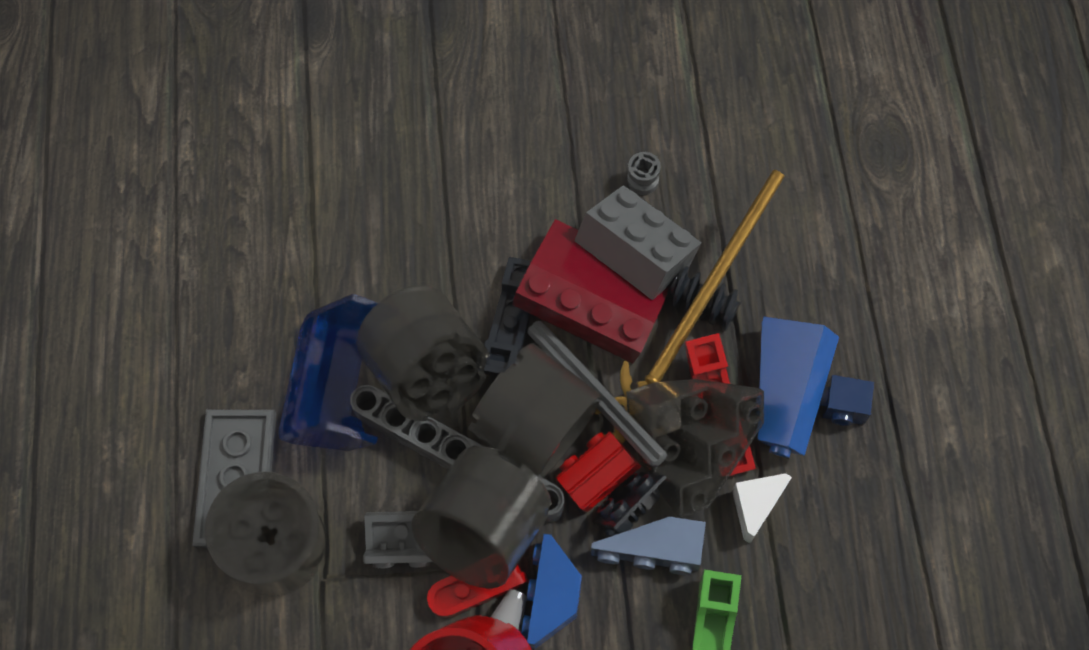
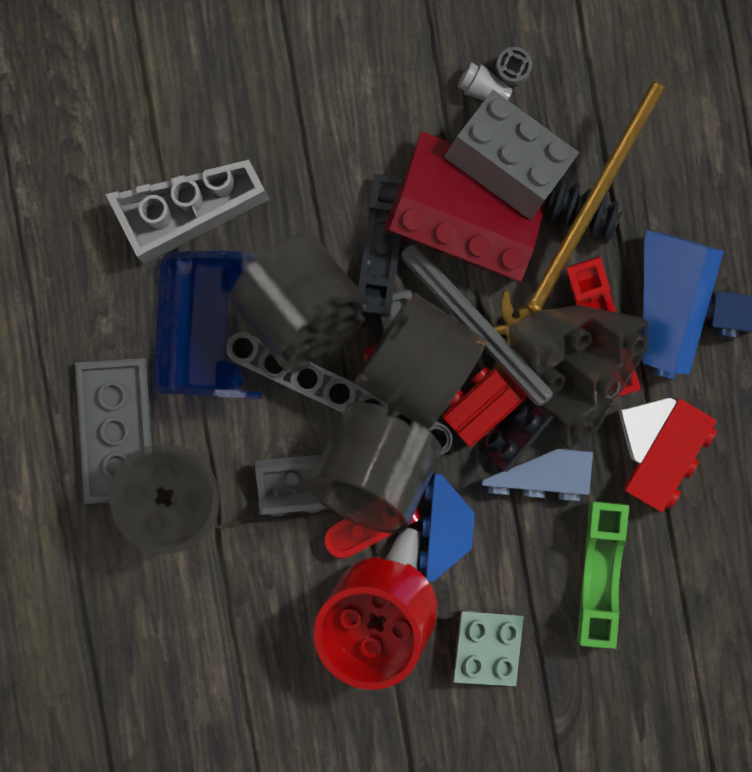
camera: 10 degrees left, 20 degrees up
(328, 272) = (185, 207): none -> light grey wedge
(609, 181) = (479, 82): none -> light grey cone
(785, 536) = (671, 456): none -> red brick

